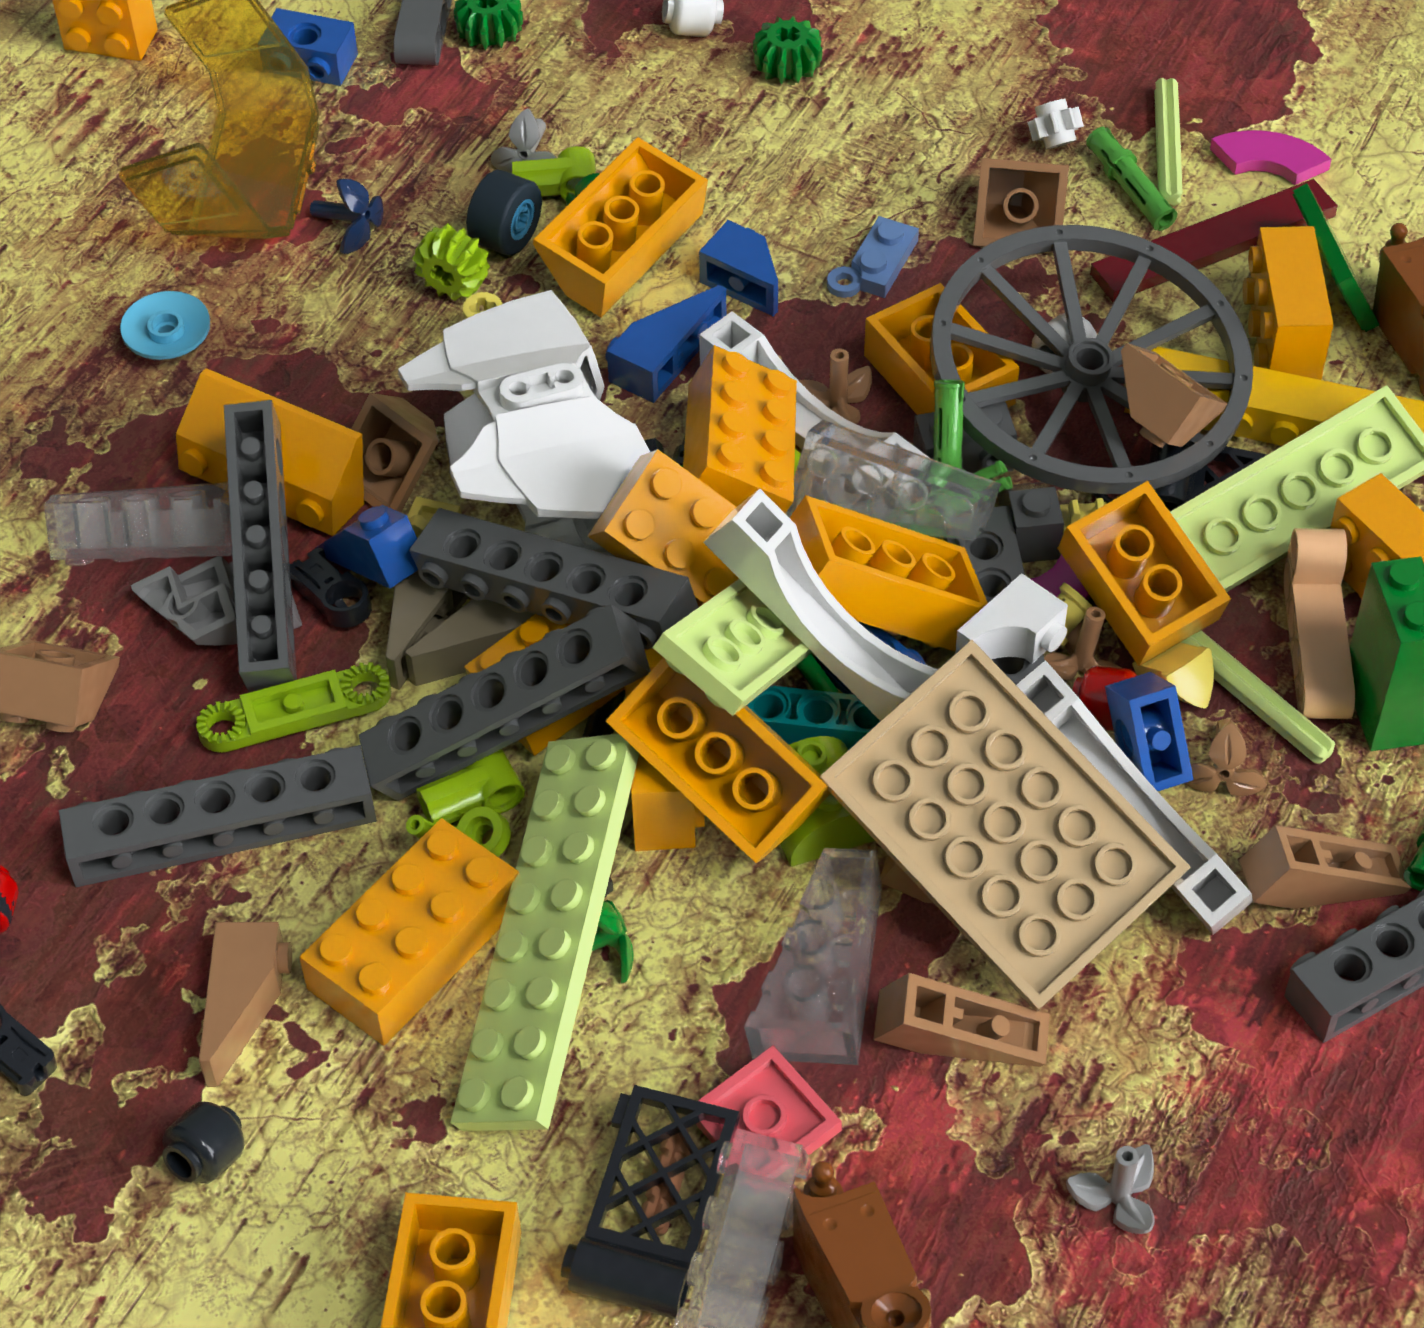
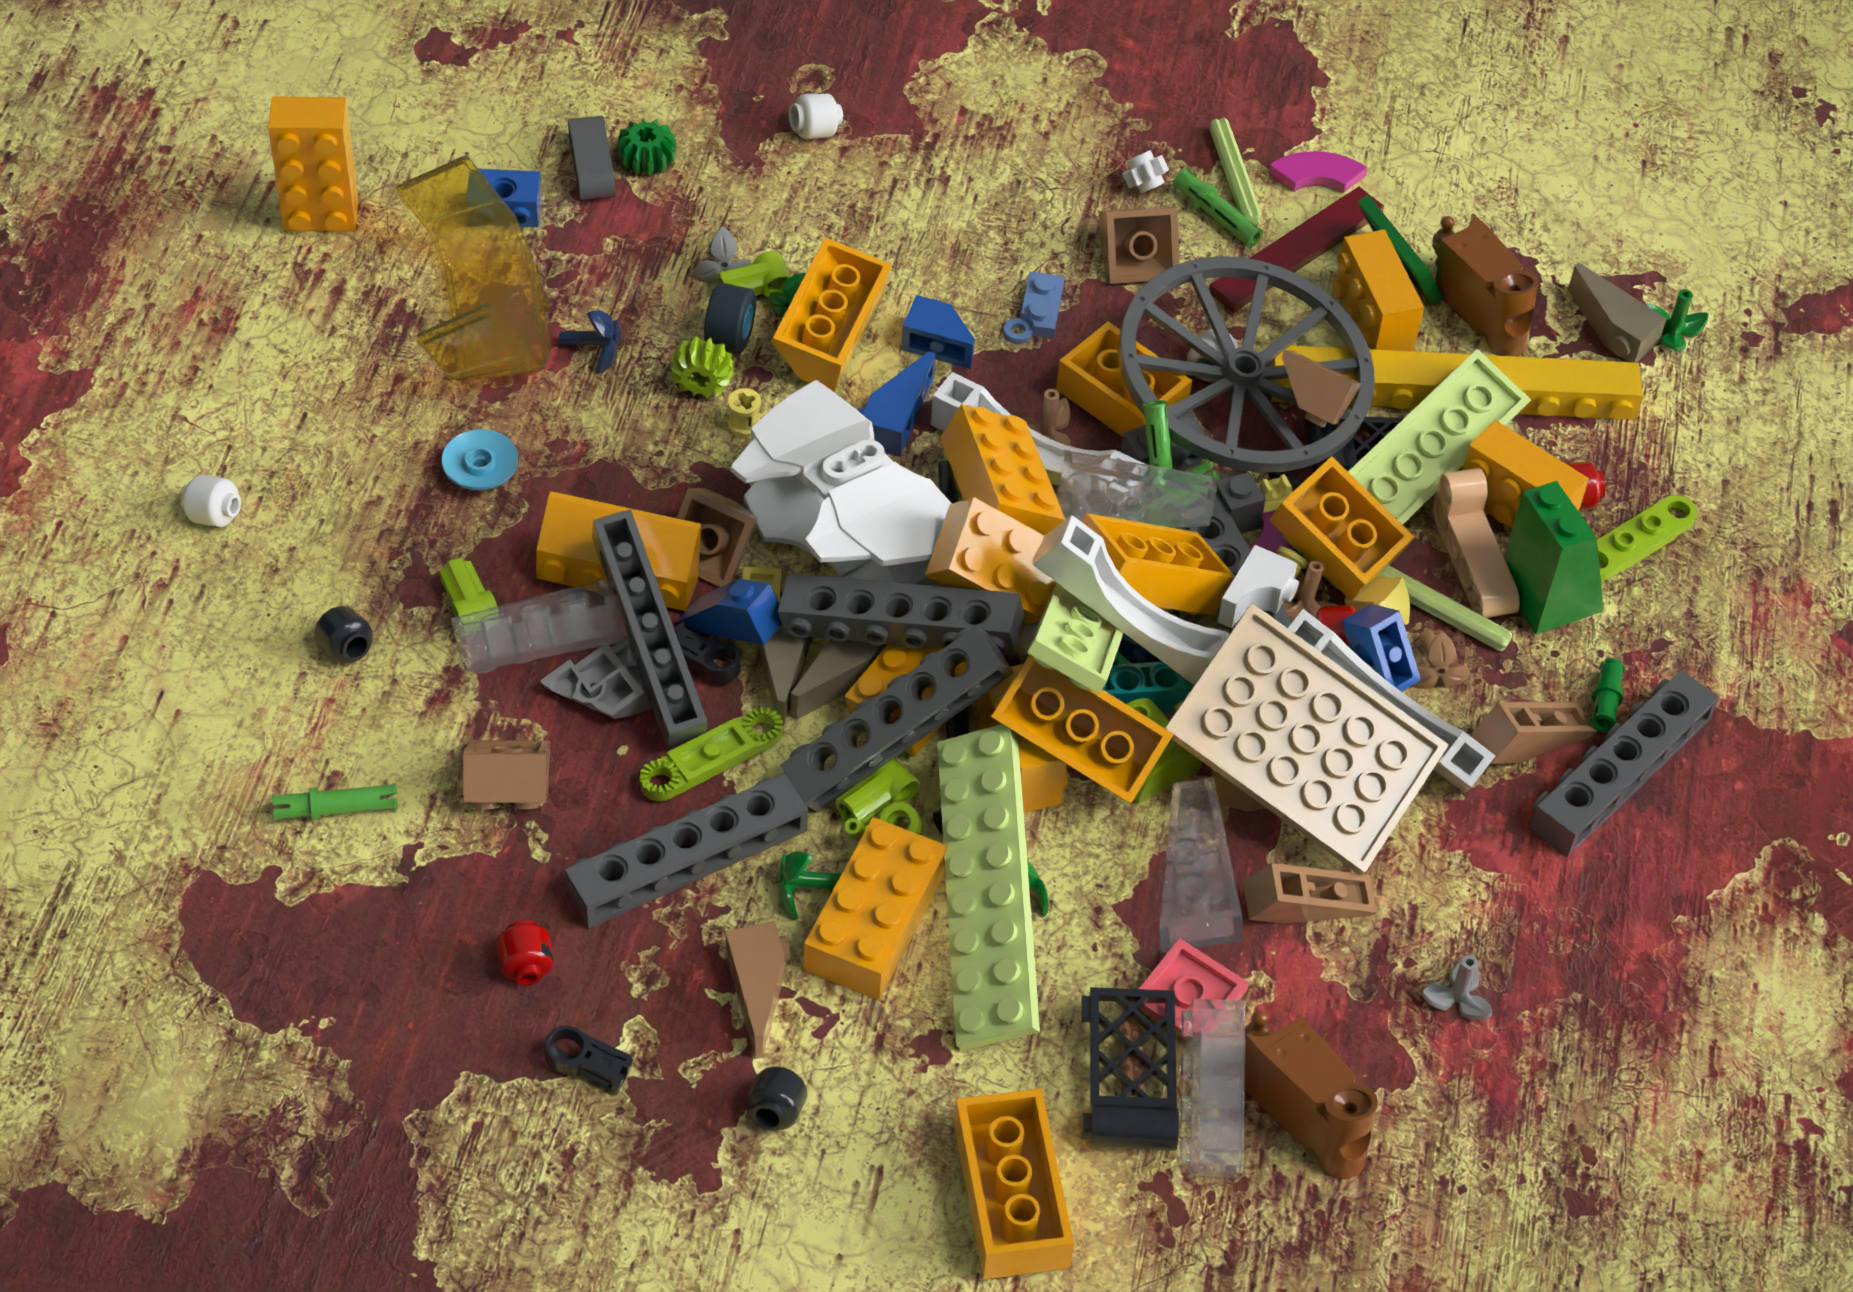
camera: 20 degrees left, 0 degrees up
(89, 464) = (465, 588): none -> lime piece
(328, 875) = (792, 875): none -> green plant
(787, 50) = (907, 140): green gear -> none

